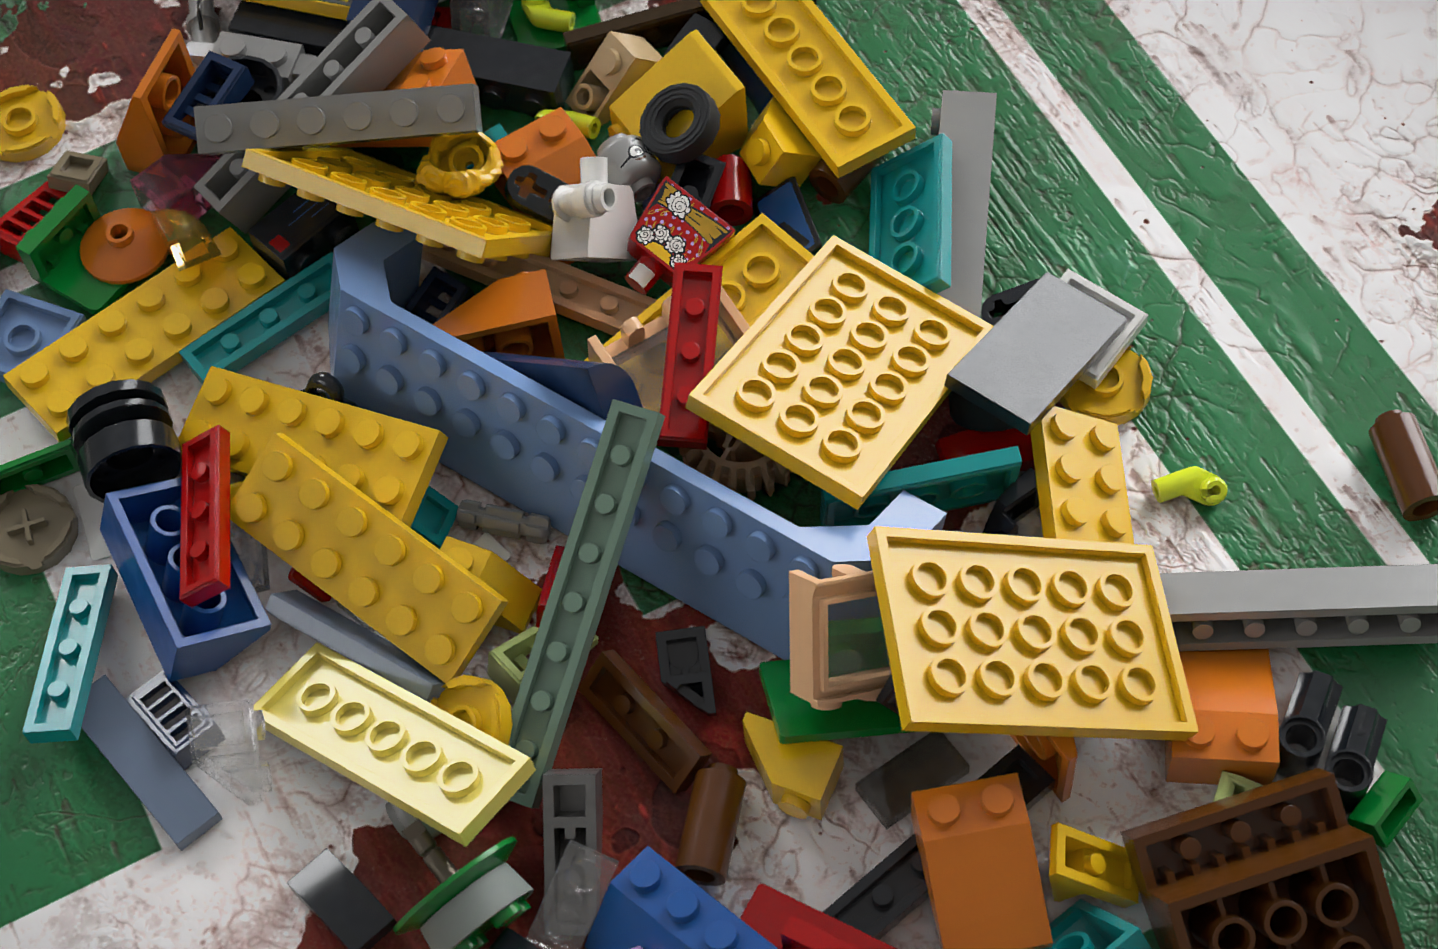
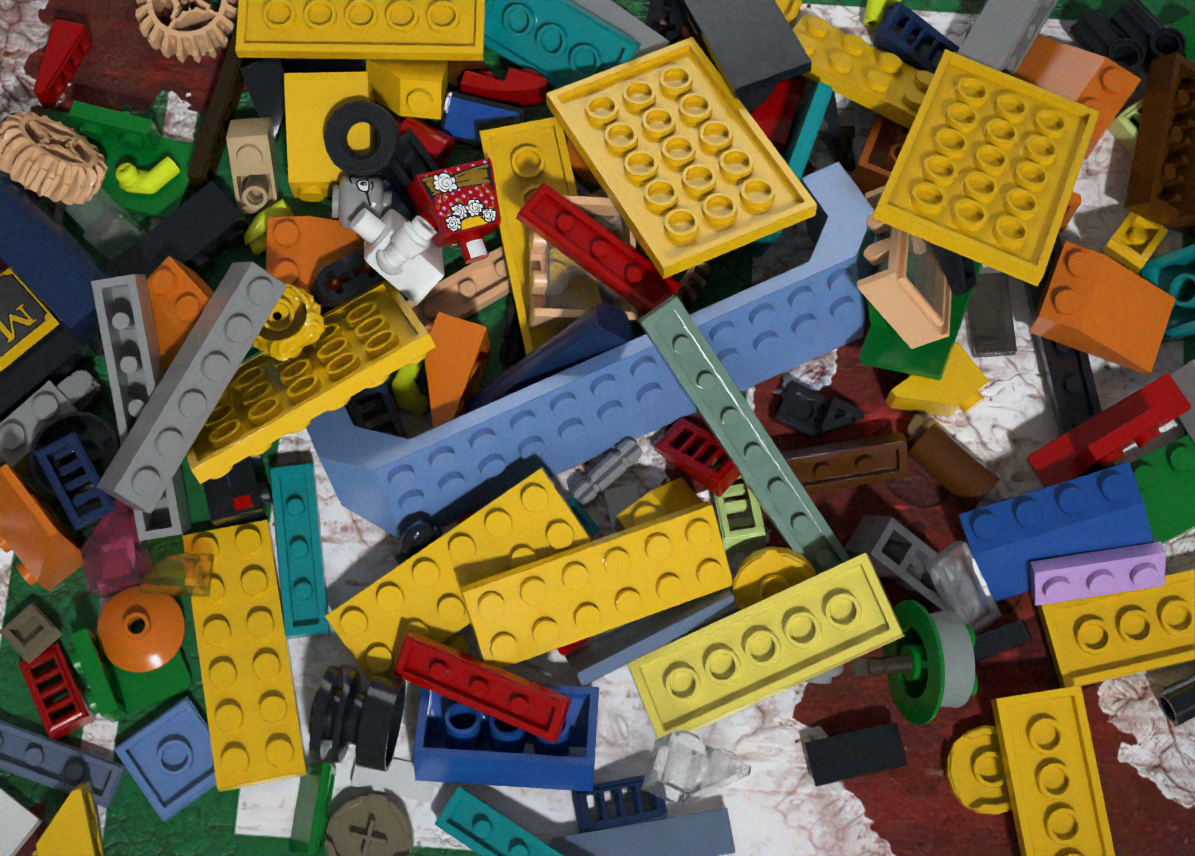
camera: 65 degrees left, 15 degrees up
(830, 217) = (518, 89): none -> red slope
(1167, 511) = (915, 25): none -> dark blue slope

